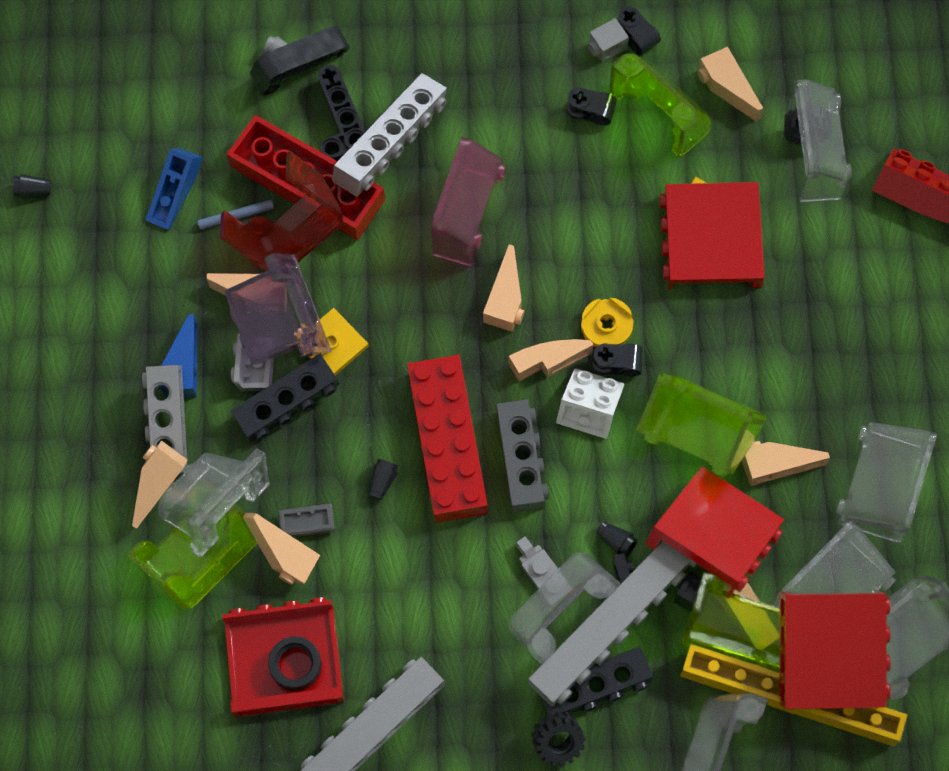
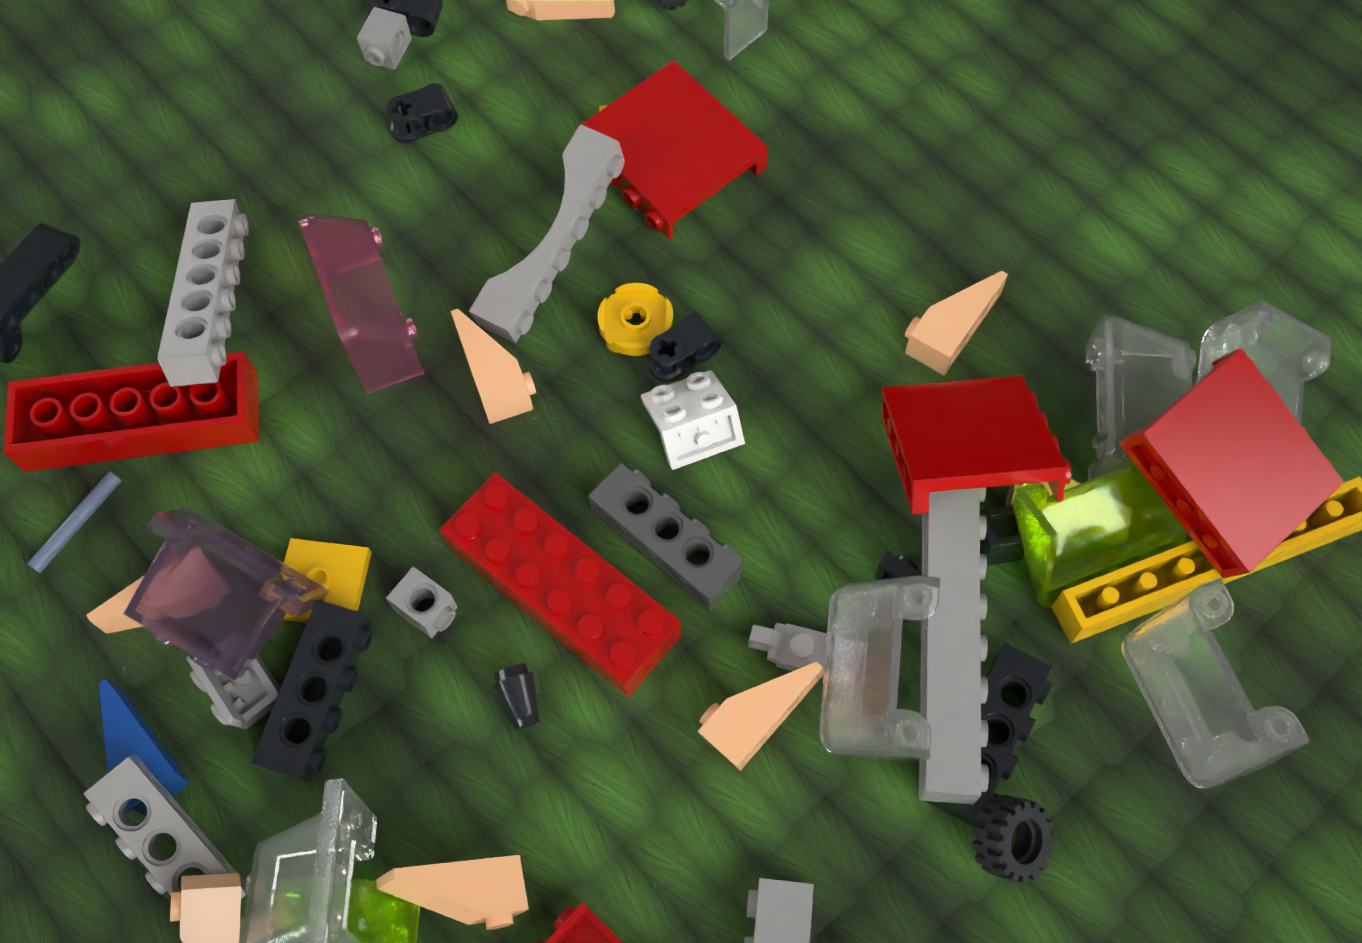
camera: 40 degrees left, 5 degrees down
(296, 230) = (170, 475): clear red windscreen -> none
(307, 520) = (464, 823): dark grey plate -> none
(340, 113) = (117, 309): black beam -> none
(369, 384) = (416, 588): none -> light grey brick
(483, 581) = (751, 717): none -> light nougat slope
(547, 260) = (513, 296): none -> light grey arch
(549, 357) = (601, 403): light nougat slope -> none
(617, 538) = (858, 543): black cone -> none
(637, 76) = (460, 40): clear neon green windscreen -> none
(700, 422) = (841, 341): clear neon green windscreen -> none
(887, 479) = (1091, 250): clear windscreen -> none

